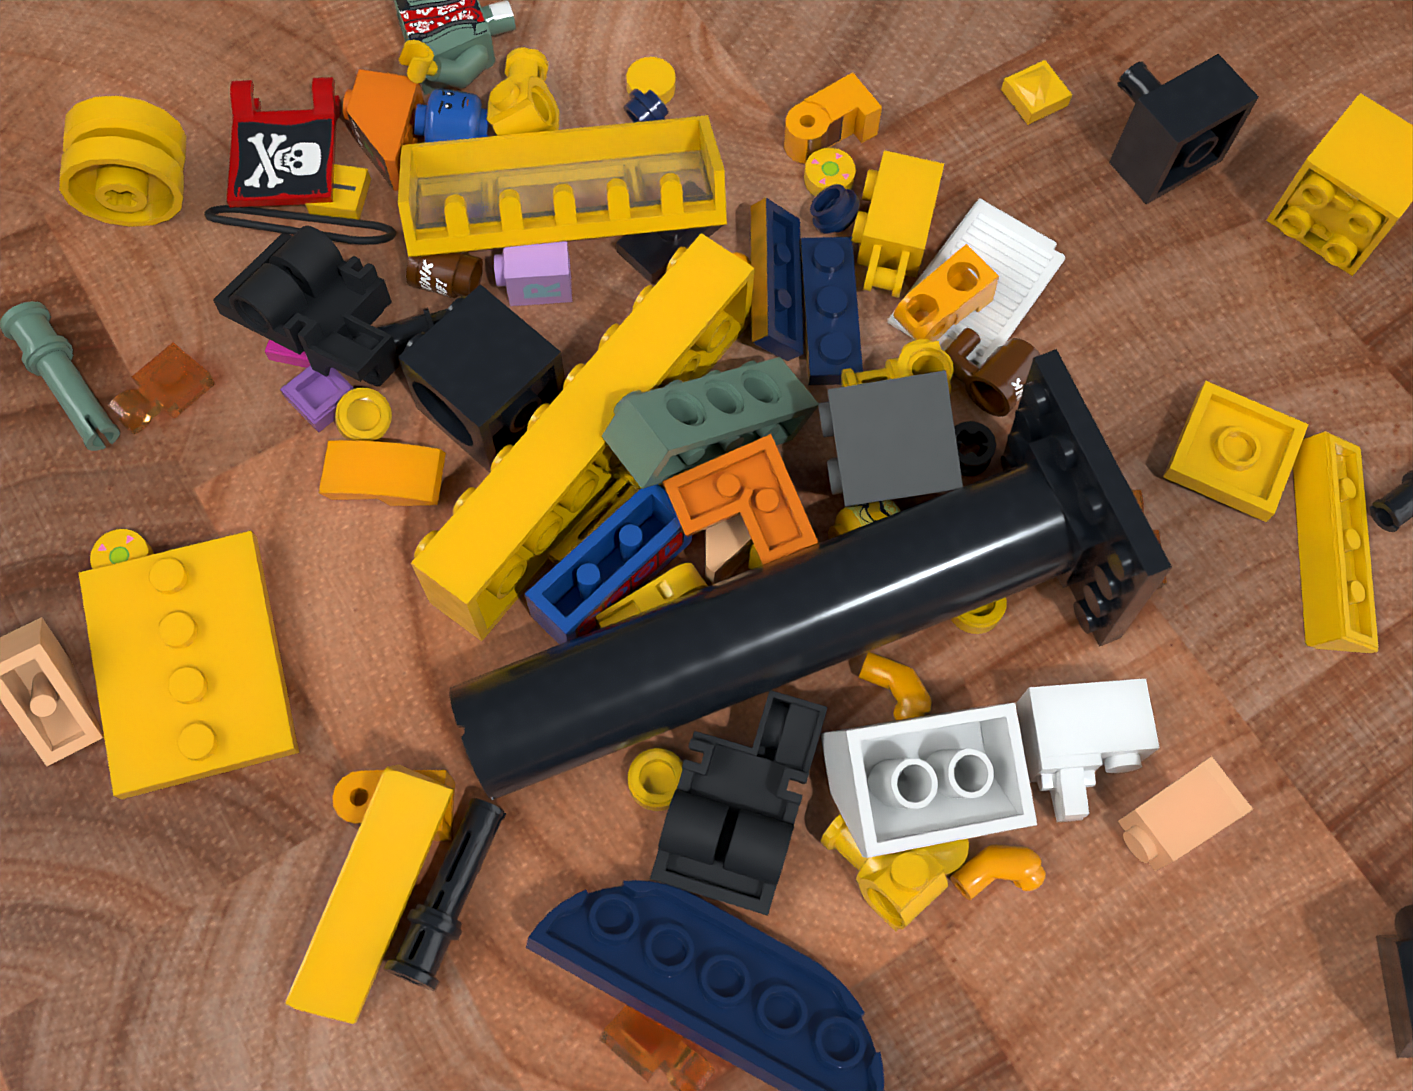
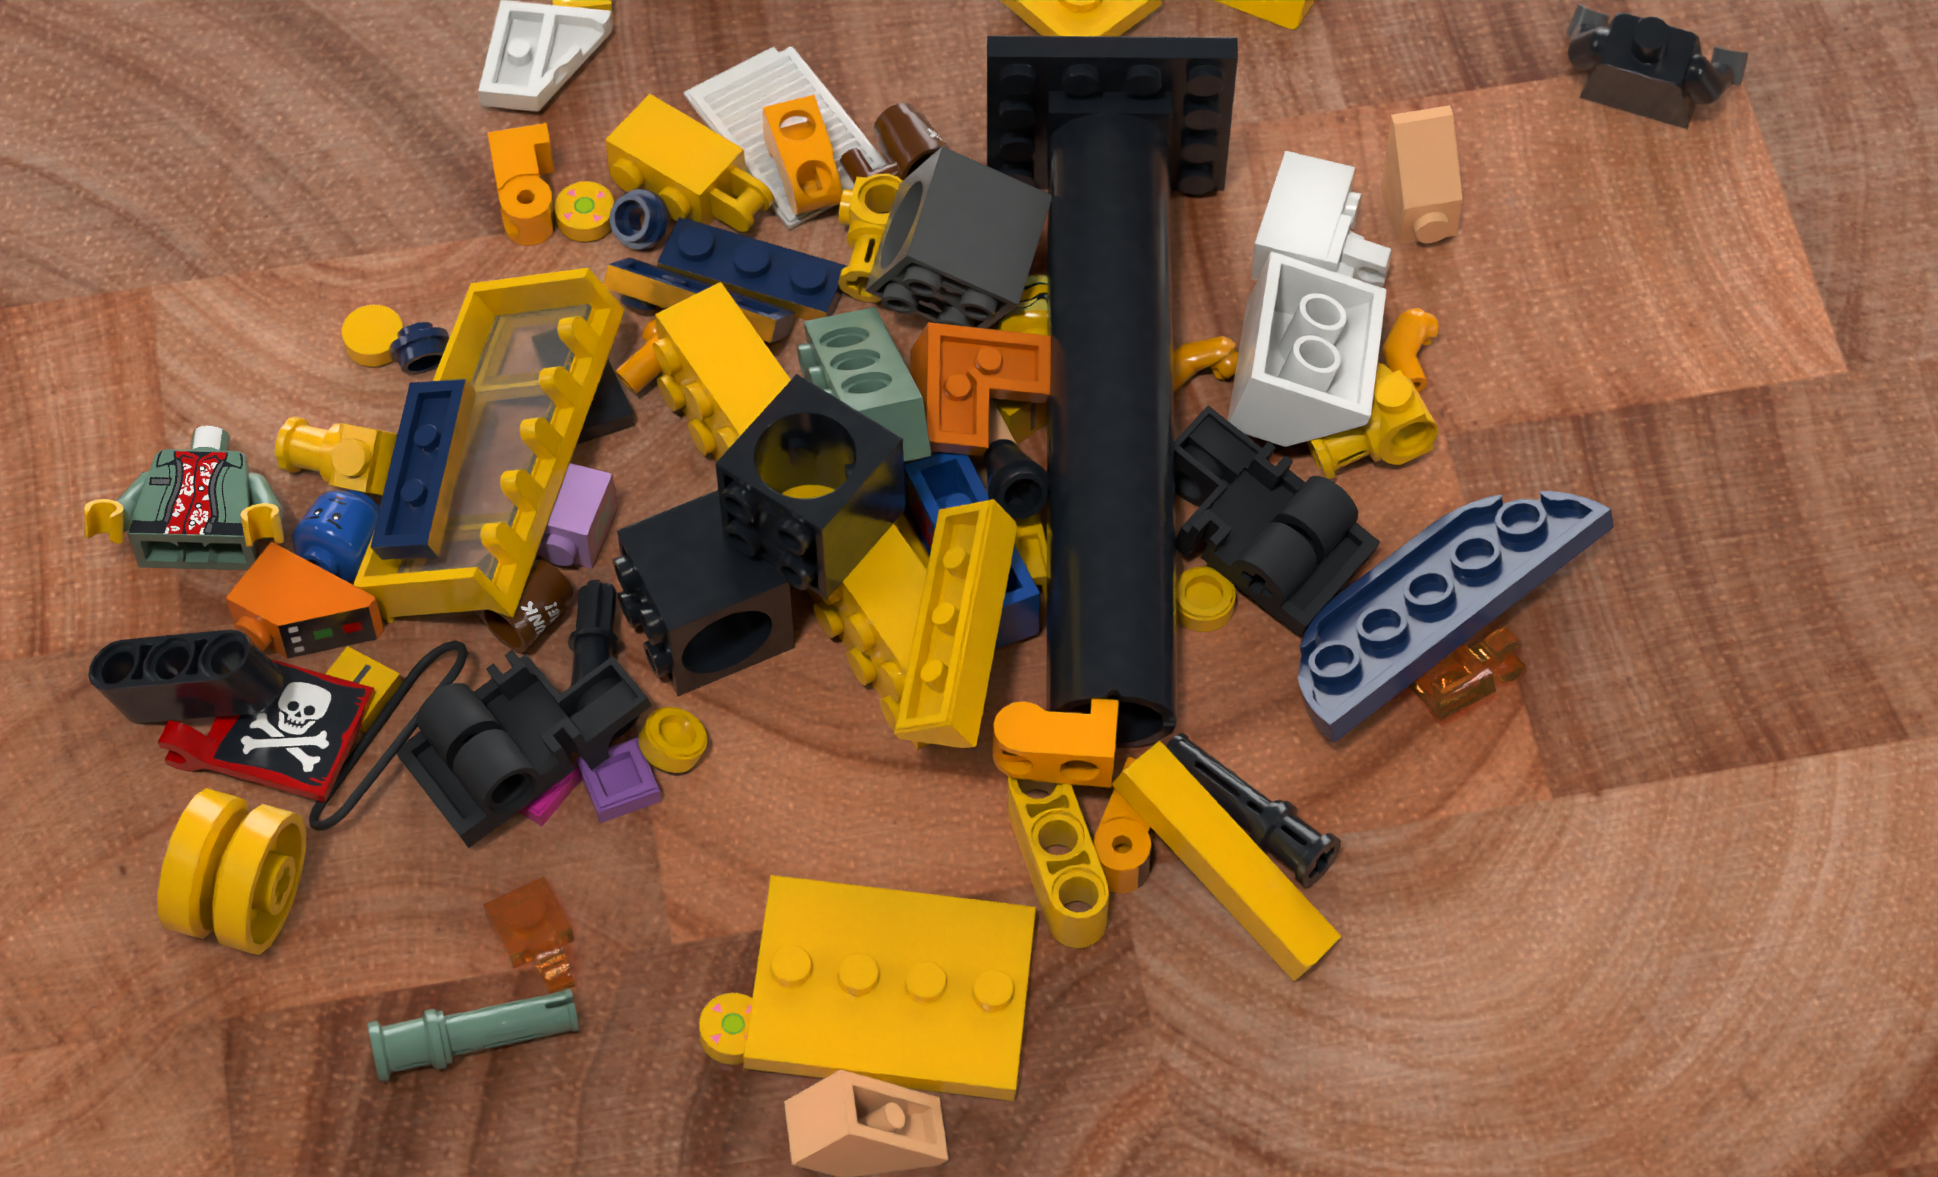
camera: 65 degrees left, 10 degrees down
(282, 72) = (186, 676): none -> black beam
(319, 747) = (1065, 876): none -> yellow beam
(382, 471) = (755, 736): light orange slope -> none
(408, 688) = (1056, 744): none -> light orange leg
(475, 574) = (957, 626): none -> yellow slope
(509, 143) = (423, 469): none -> dark blue plate
(528, 349) = (811, 441): none -> black brick
(669, 570) = (1015, 479): none -> black cone
(958, 83) = (538, 51): none -> white wing

